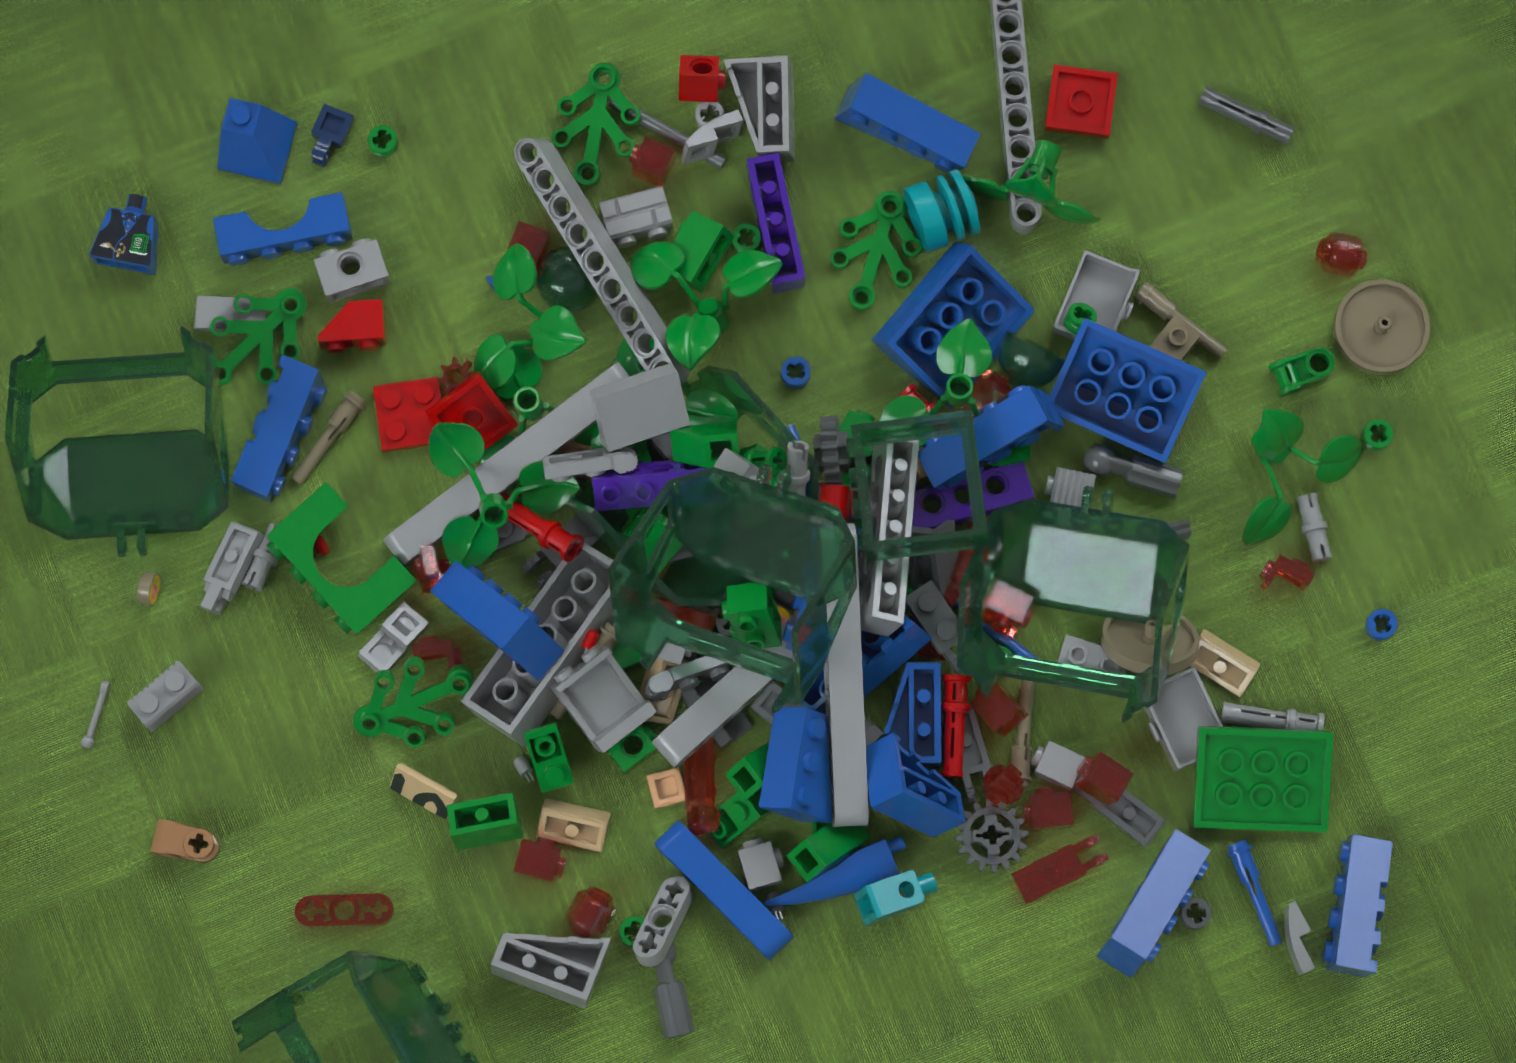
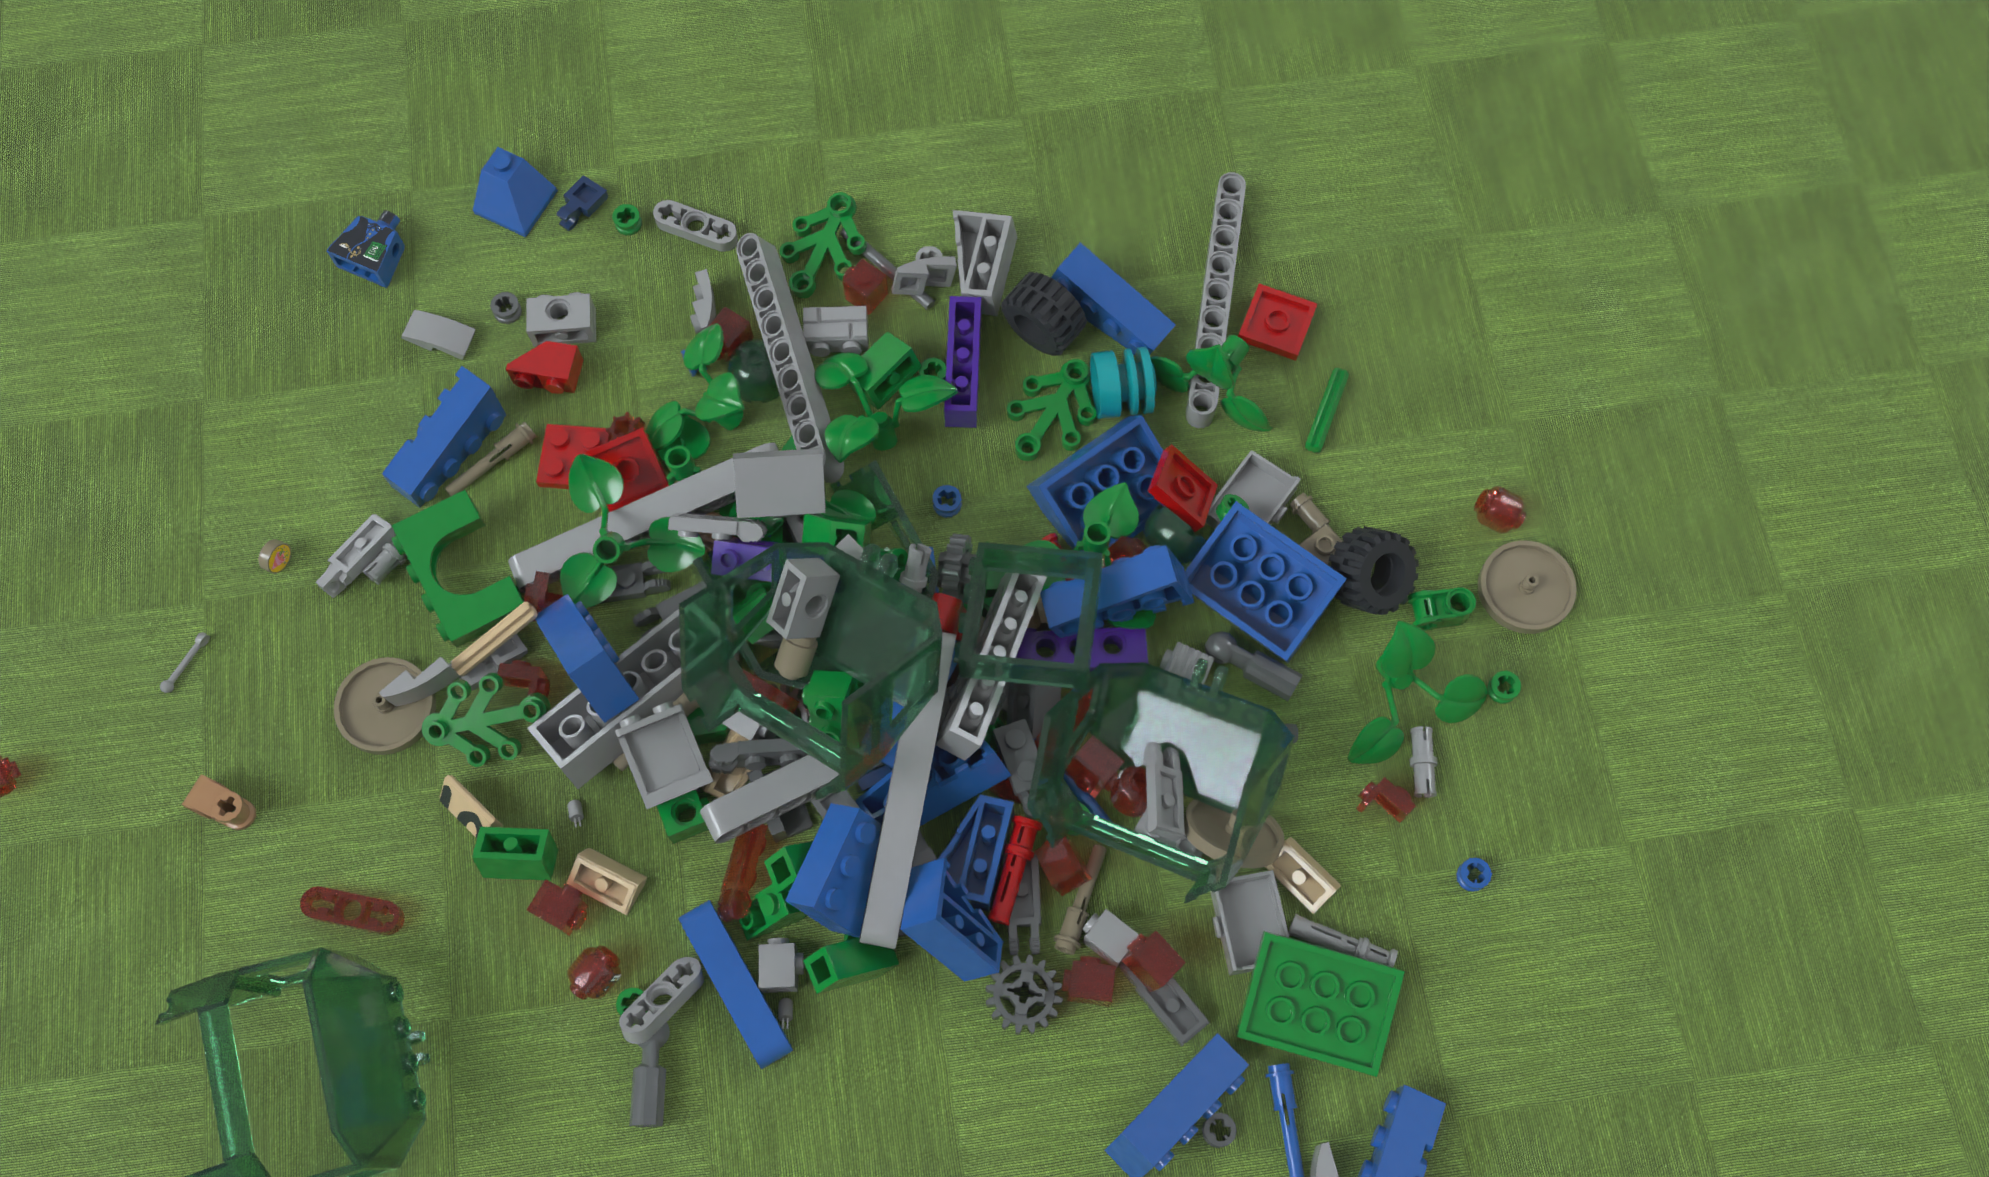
camera: 15 degrees right, 10 degrees down
(122, 480) = (270, 452): clear green windscreen -> none
(165, 696) = (251, 658): light grey brick -> none
(262, 331) = (458, 352): green plant -> none
(280, 275) = (509, 316): none -> dark grey bush
(307, 709) = (370, 719): none -> dark tan piece
(321, 546) = (451, 556): red piece -> none
(323, 223) = (547, 273): blue arch -> none
(333, 689) = (410, 689): none -> light grey slope
(399, 621) = (494, 638): none -> tan axle
(430, 136) = (703, 236): none -> light grey beam
(495, 228) = (705, 305): none -> light grey slope
(548, 757) = (596, 802): green slope -> none
(549, 533) = (661, 586): red pin -> none
(552, 964) = (537, 1018): light grey wedge -> none
(590, 639) = (671, 694): red piece -> none
(666, 788) = (709, 865): light nougat tile -> none
(700, 78) = (928, 225): red brick -> none
(705, 526) = (803, 598): none -> light grey brick
(707, 574) = (795, 657): none -> dark tan brick
(846, 155) = (1044, 313): none -> black tyre
(848, 875) = (872, 999): blue piece -> none
(883, 898) = (892, 1034): teal torso -> none
(1003, 784) = (1048, 942): clear red gear -> none
(1027, 309) = (1183, 488): none -> red plate
(1049, 623) = (1130, 792): none -> clear red head
(1055, 870) = (1083, 1047): clear red hinge -> none
(1078, 619) = (1164, 792): none -> light grey hinge
(1150, 186) = (1327, 410): none -> green axle
(1233, 333) = (1392, 574): none -> black tyre
(1246, 115) = (1442, 375): dark grey pin -> none

